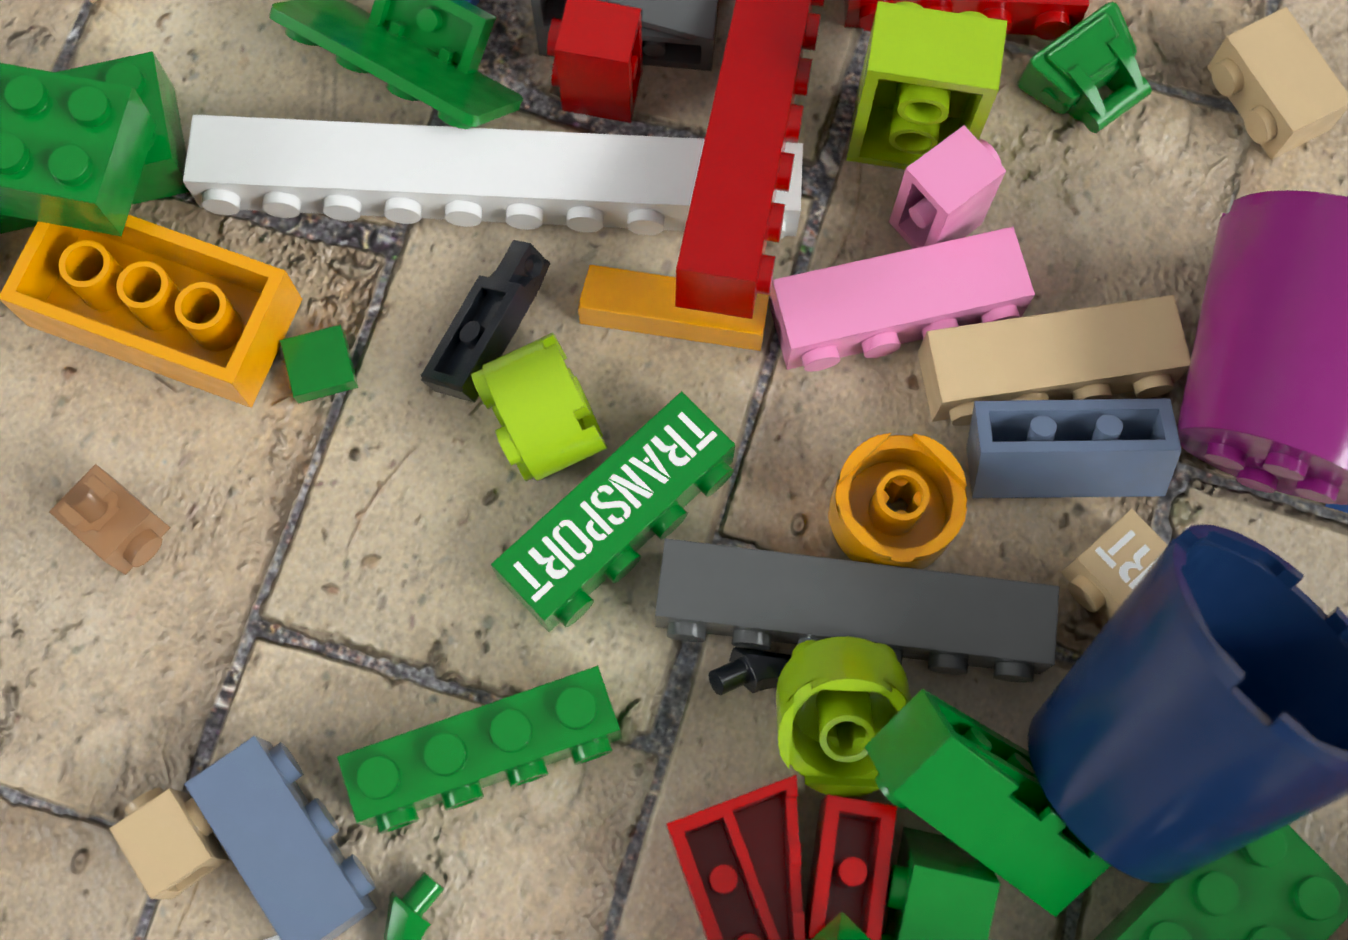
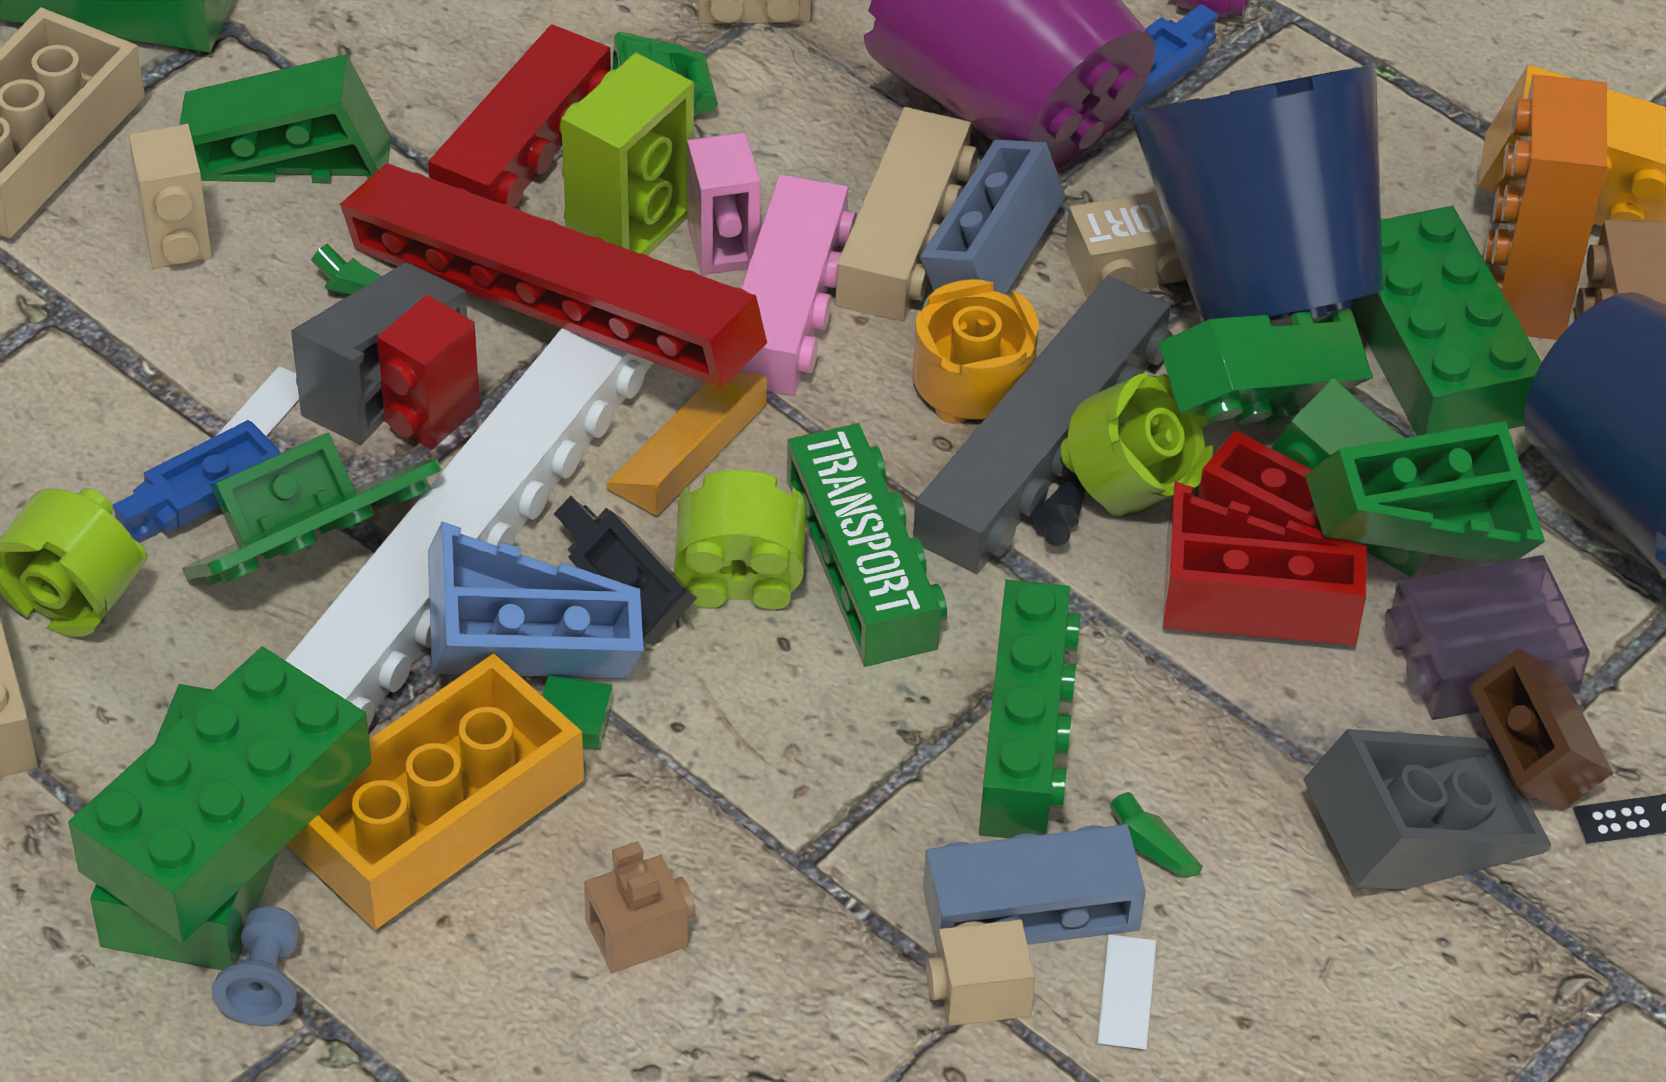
camera: 65 degrees left, 25 degrees down
(353, 271) = (527, 612): none -> medium blue wedge

